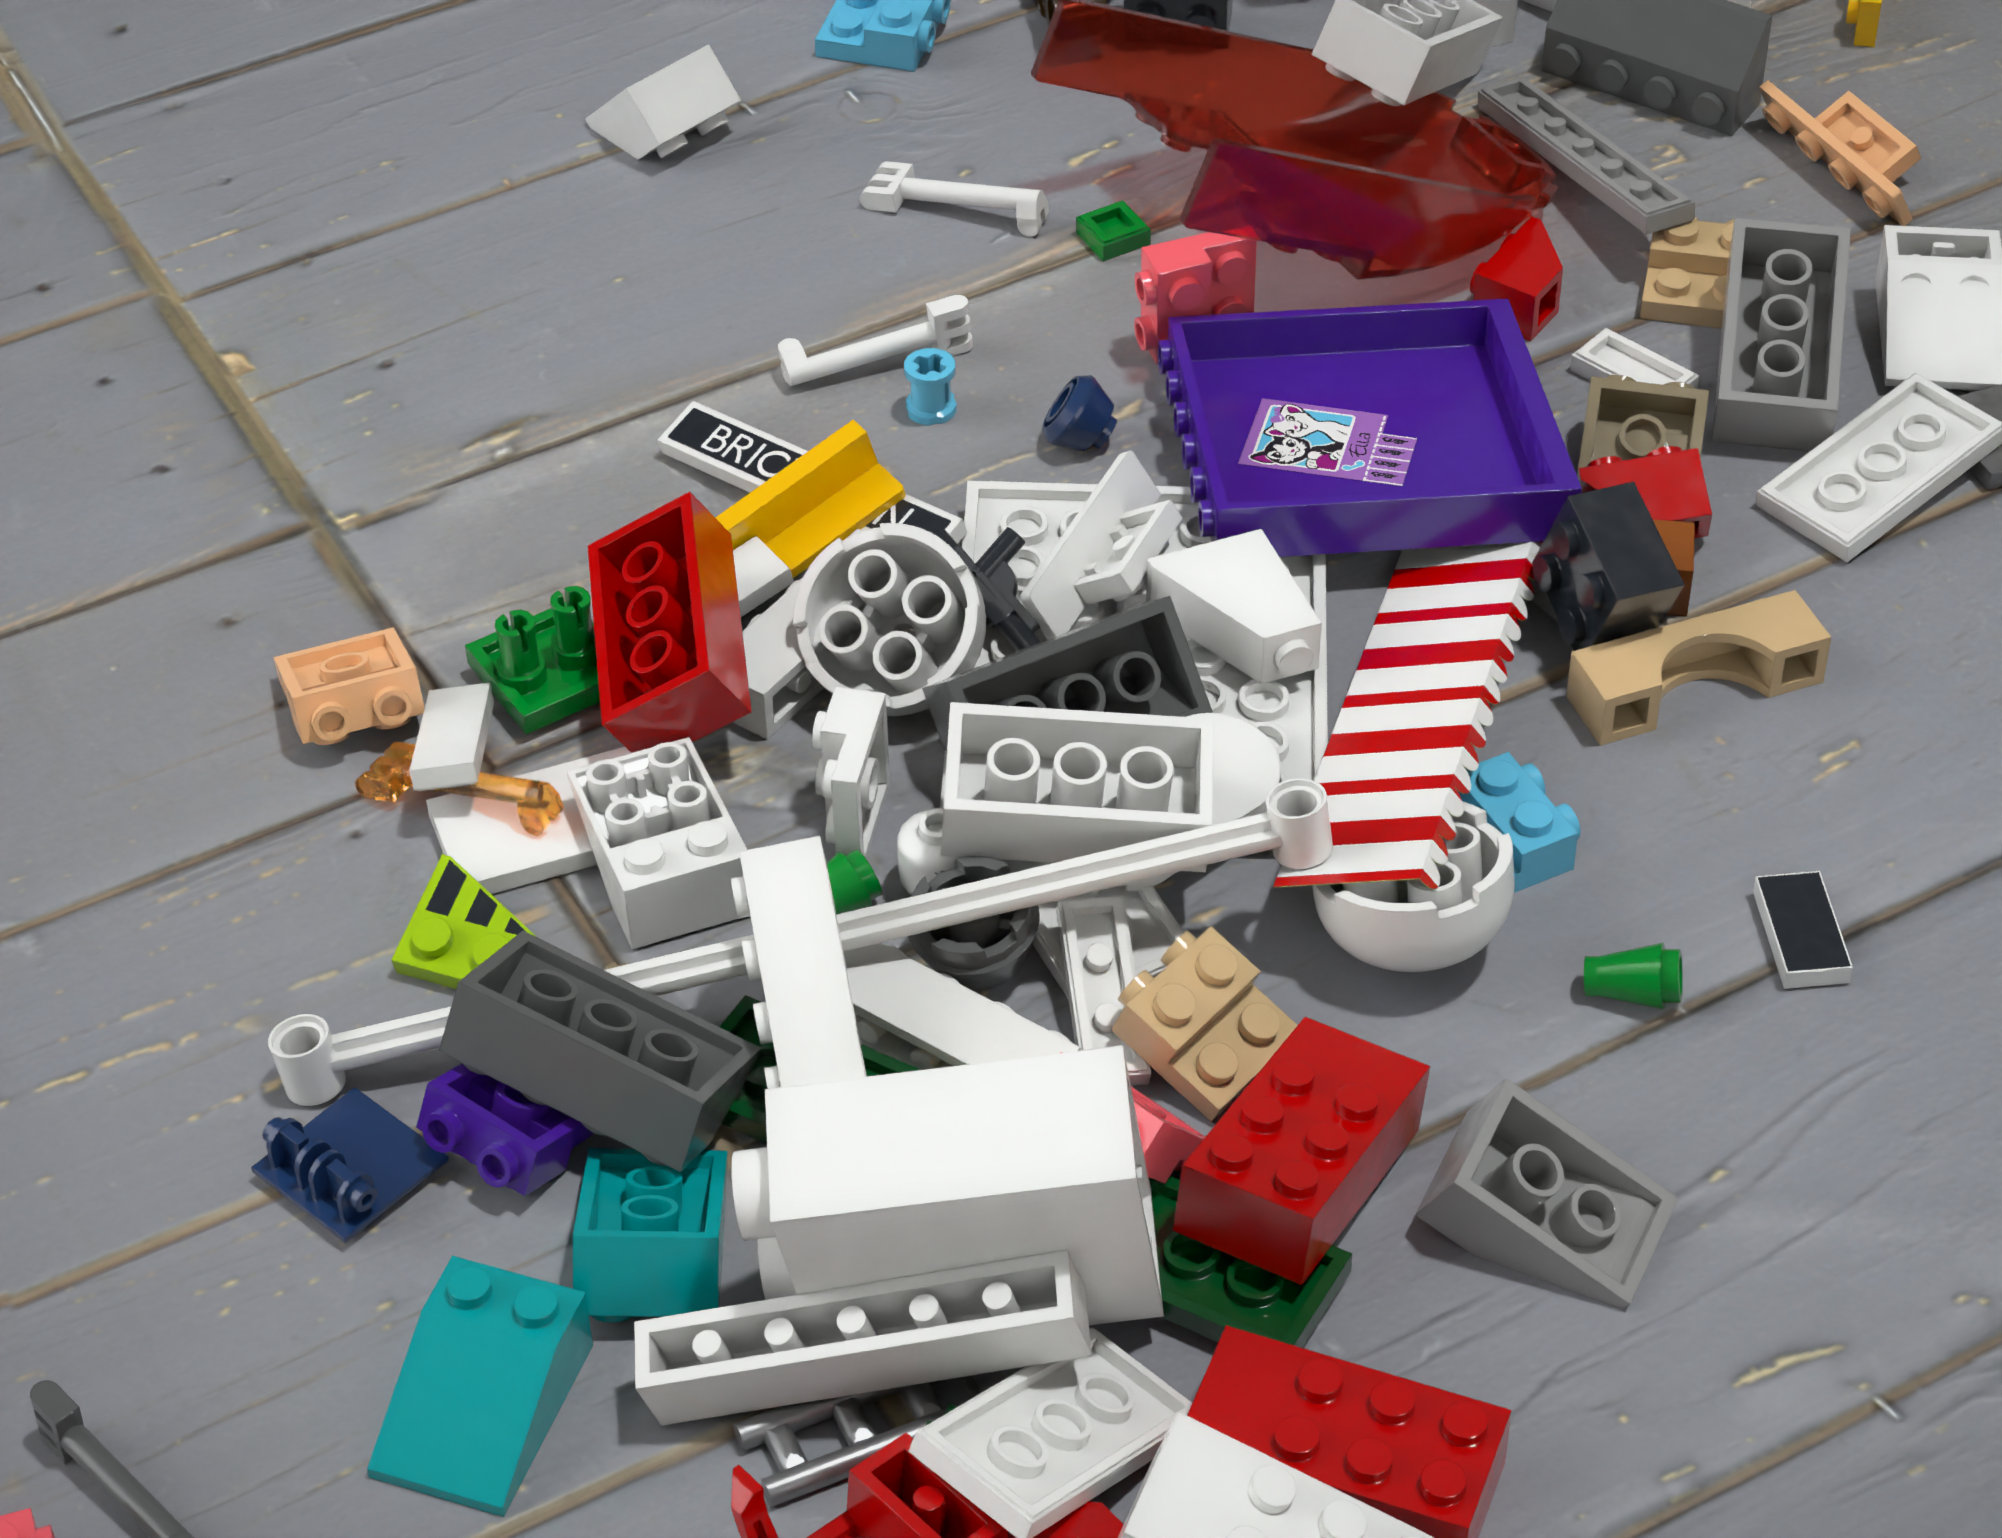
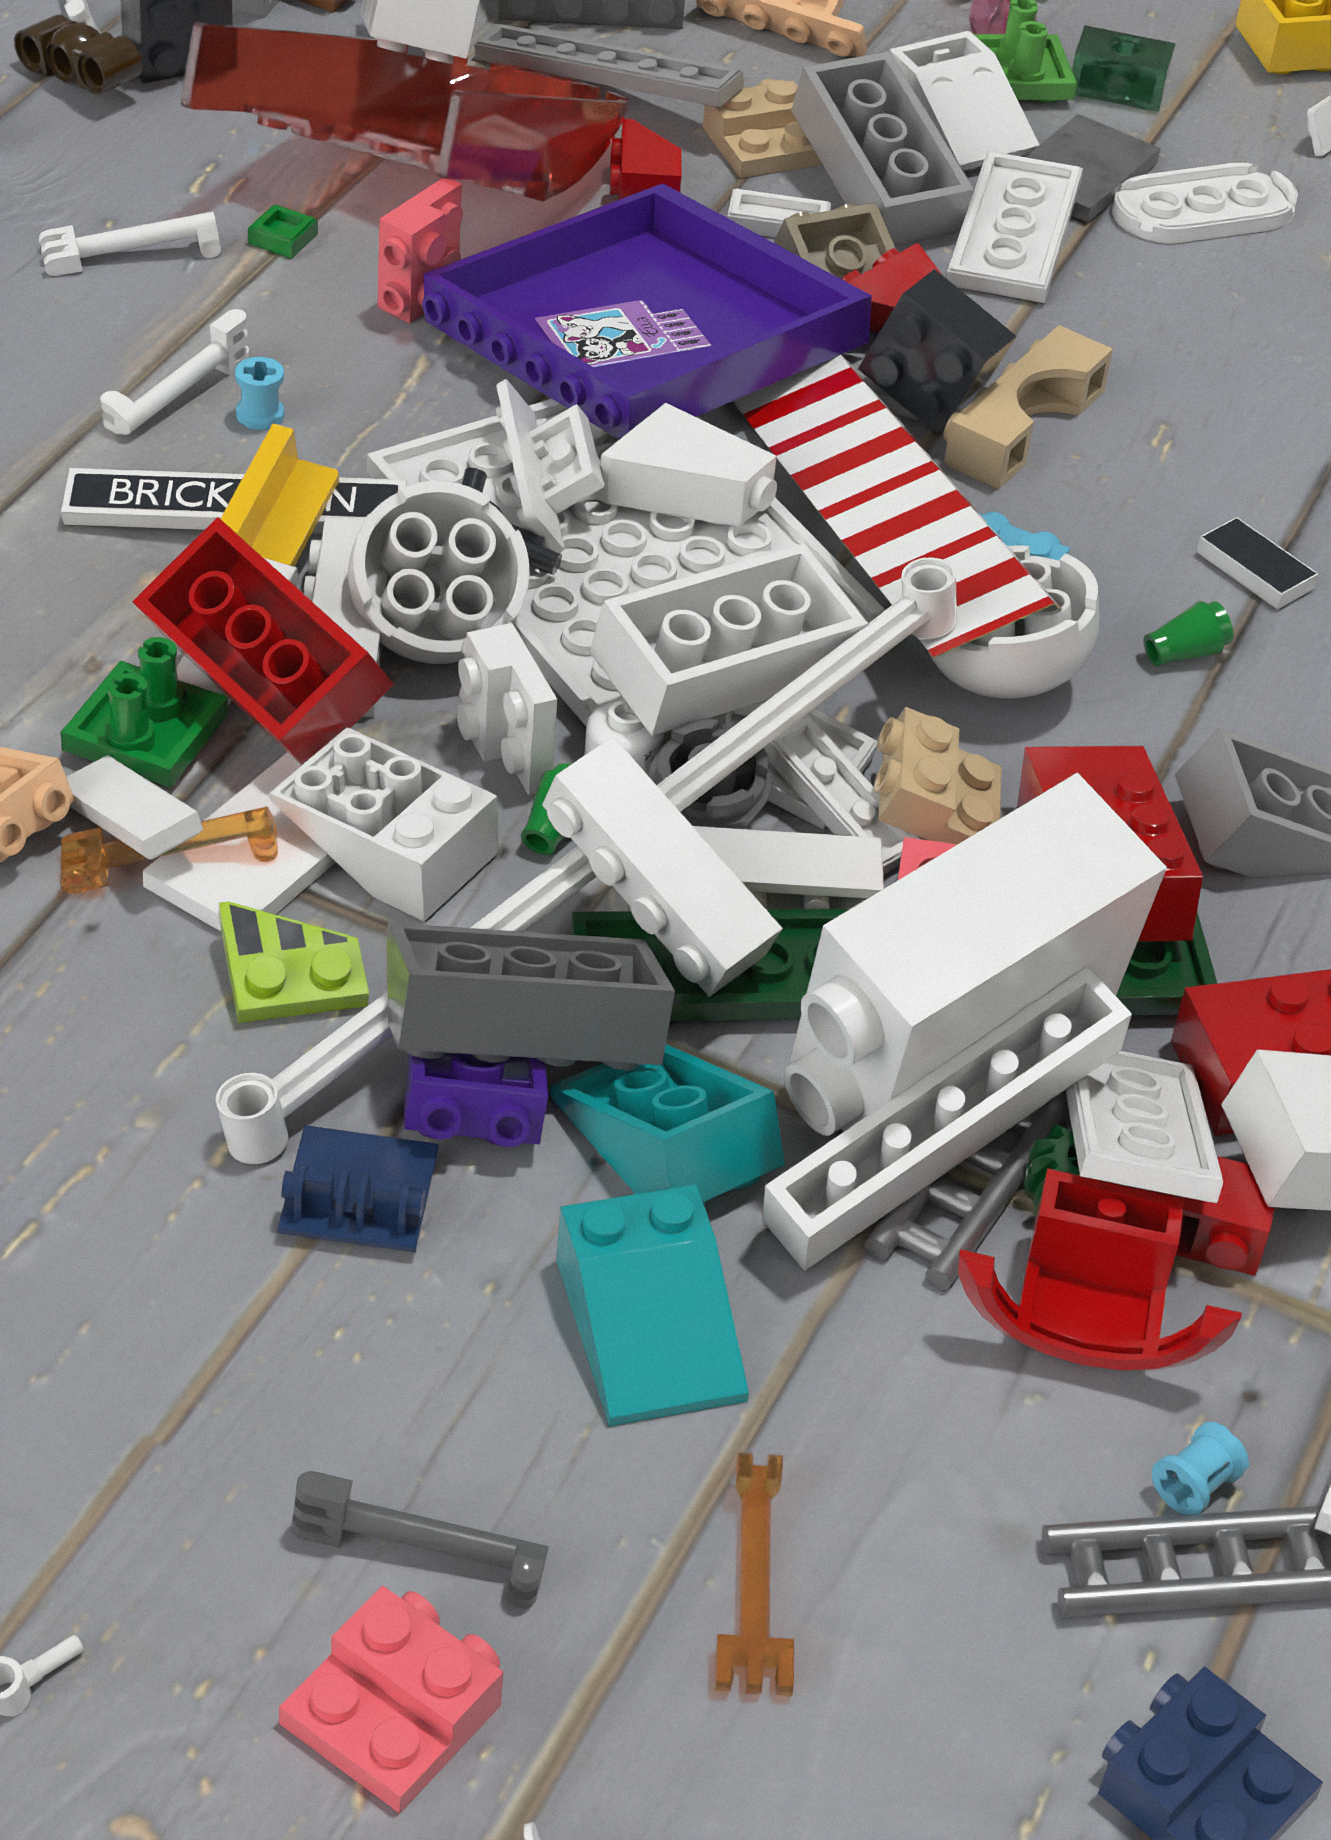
camera: 40 degrees left, 0 degrees up
(1080, 415) = (404, 375): dark blue cone -> none
(1115, 665) = (634, 544): dark grey slope -> none

